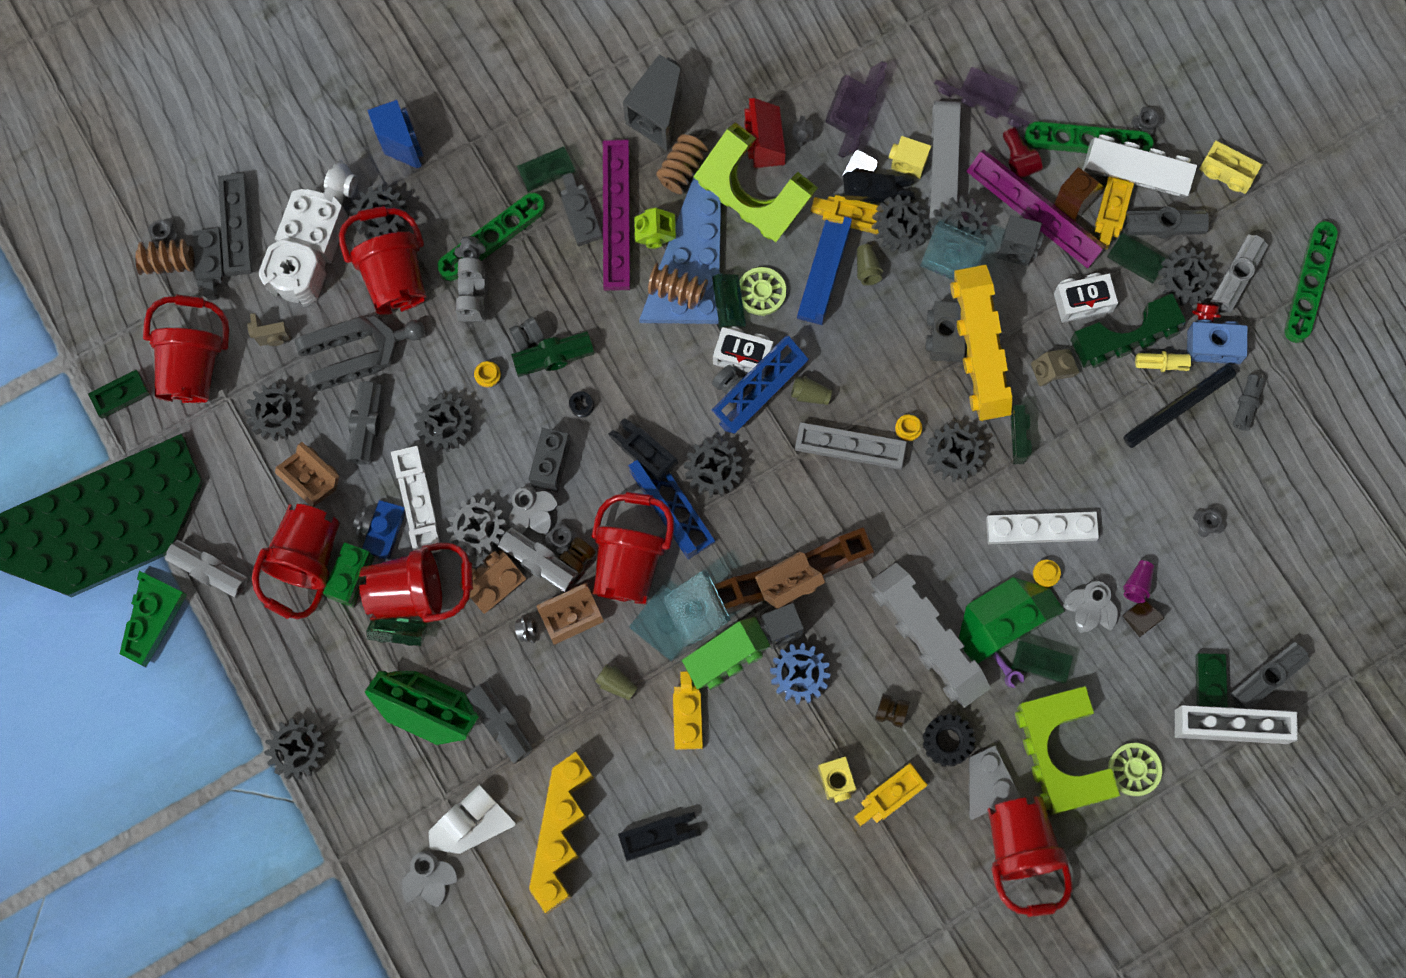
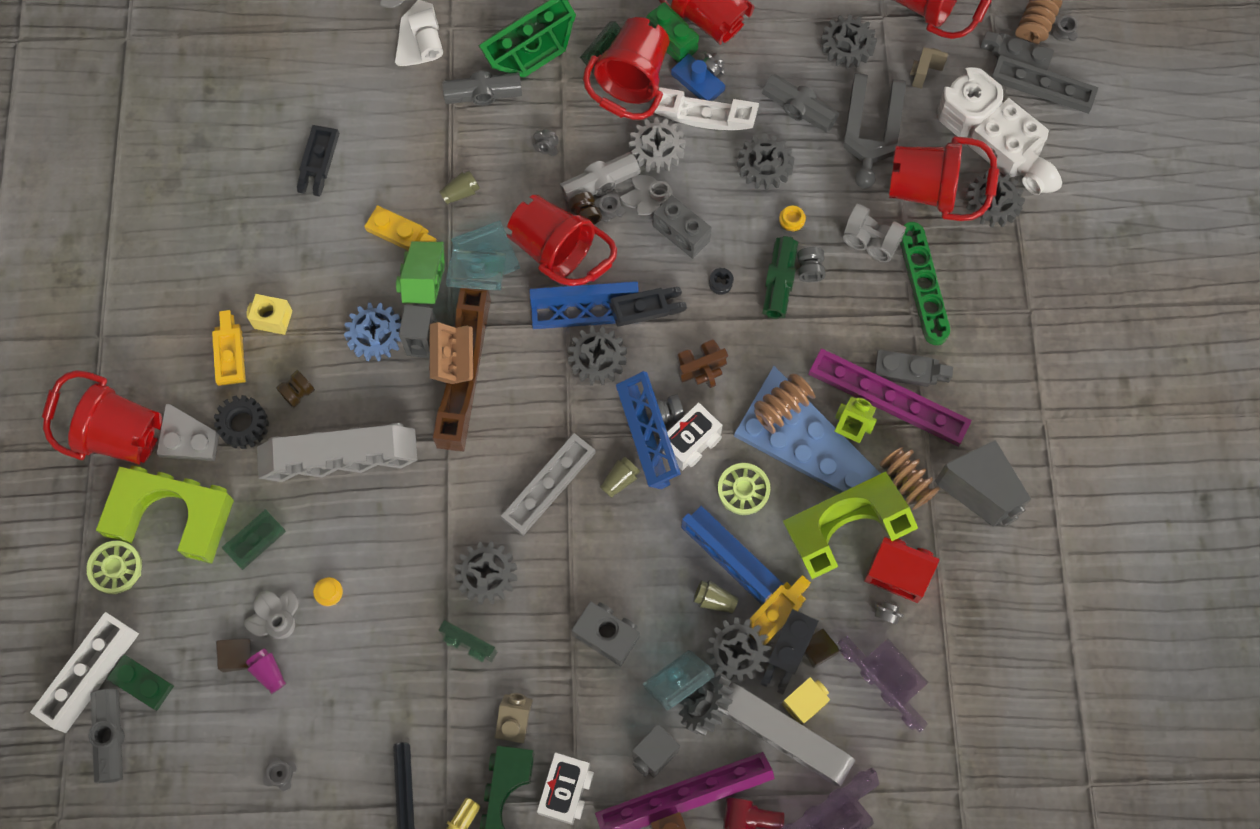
camera: 115 degrees right, 5 degrees down
(308, 475) = (776, 40): medium nougat bracket -> none
(396, 133) = (1066, 241): blue slope -> none
(470, 243) = (916, 250): flat silver plate -> none
(494, 580) = (603, 135): medium nougat bracket -> none
(545, 168) = (968, 359): clear green plate -> none
(559, 816) = (360, 80): yellow brick -> none
(570, 613) = (537, 177): medium nougat bracket -> none
(662, 370) = (704, 368): none -> reddish brown hips
(728, 300) = (747, 449): clear green plate -> none
(908, 427) = (536, 547): yellow plate -> none
(981, 332) = (573, 647): yellow brick -> none
(1005, 617) = (310, 533): green wedge -> none
(1007, 671) = (269, 507): medium lavender hand -> none
(1042, 528) = (371, 614): white plate -> none

